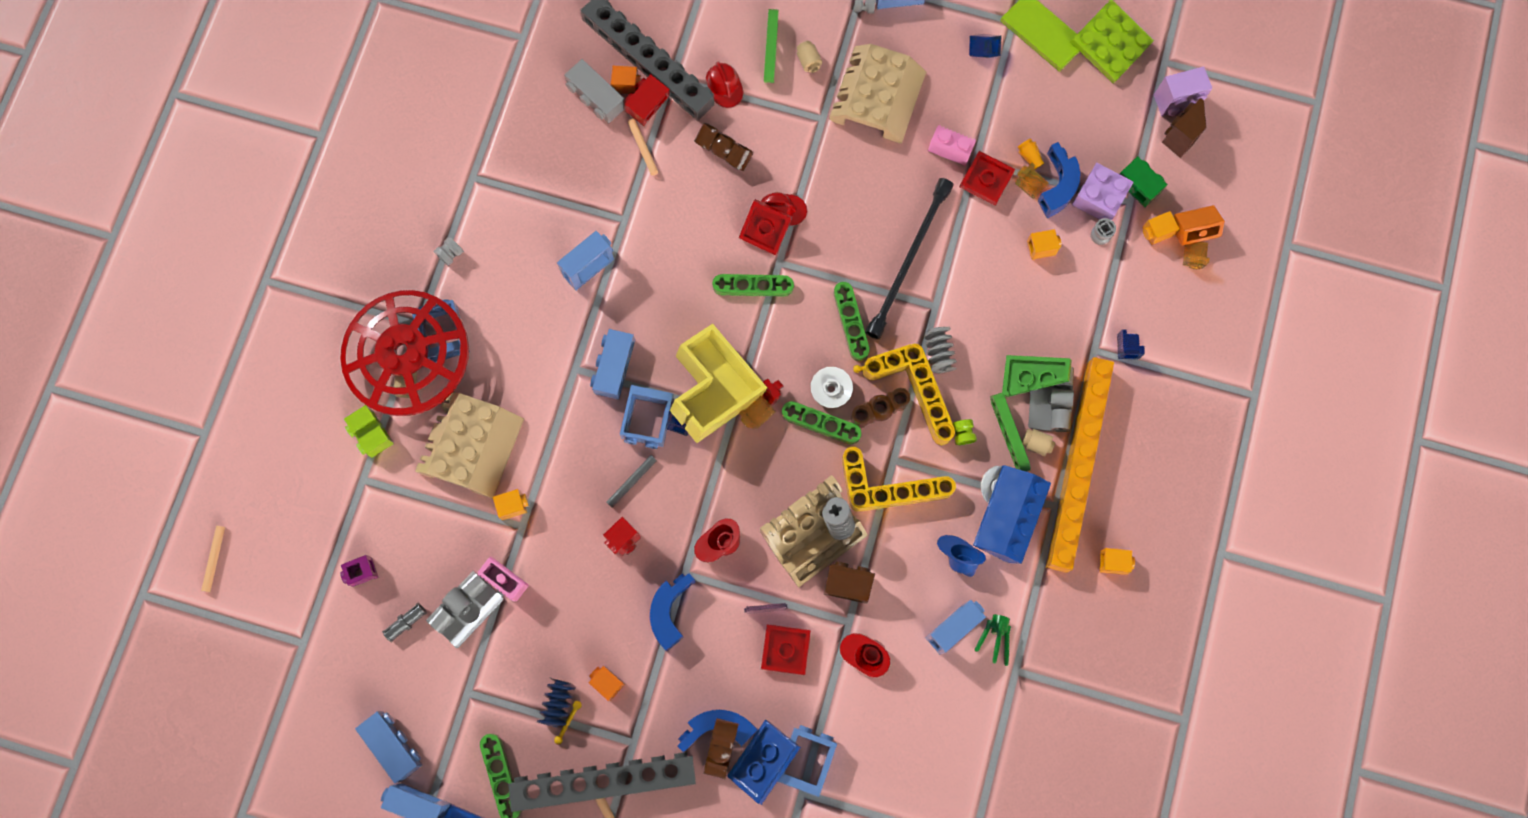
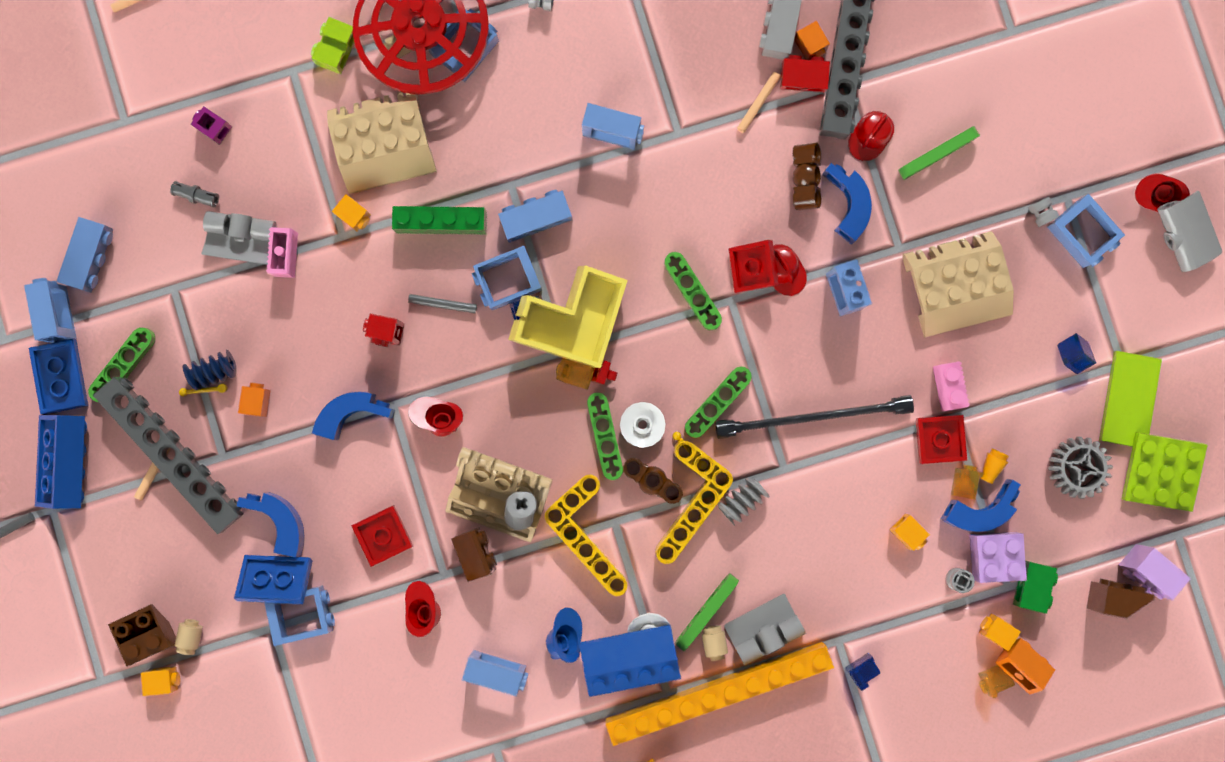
camera: 60 degrees right, 10 degrees up
(565, 438) = (439, 220): none -> green brick
(720, 748) = (260, 536): reddish brown piece -> none
(765, 122) = (857, 198): none -> blue arch
(765, 608) = (403, 494): clear purple piece -> none
(809, 57) = (951, 195): tan brick -> none
(821, 163) = (845, 291): none -> medium blue window
(964, 432) = (685, 568): lime wheel -> none
(999, 626) = (523, 712): green plant -> none
(1033, 373) = (774, 597): bright green wing -> none
(1069, 84) = (1076, 475): none -> light grey gear

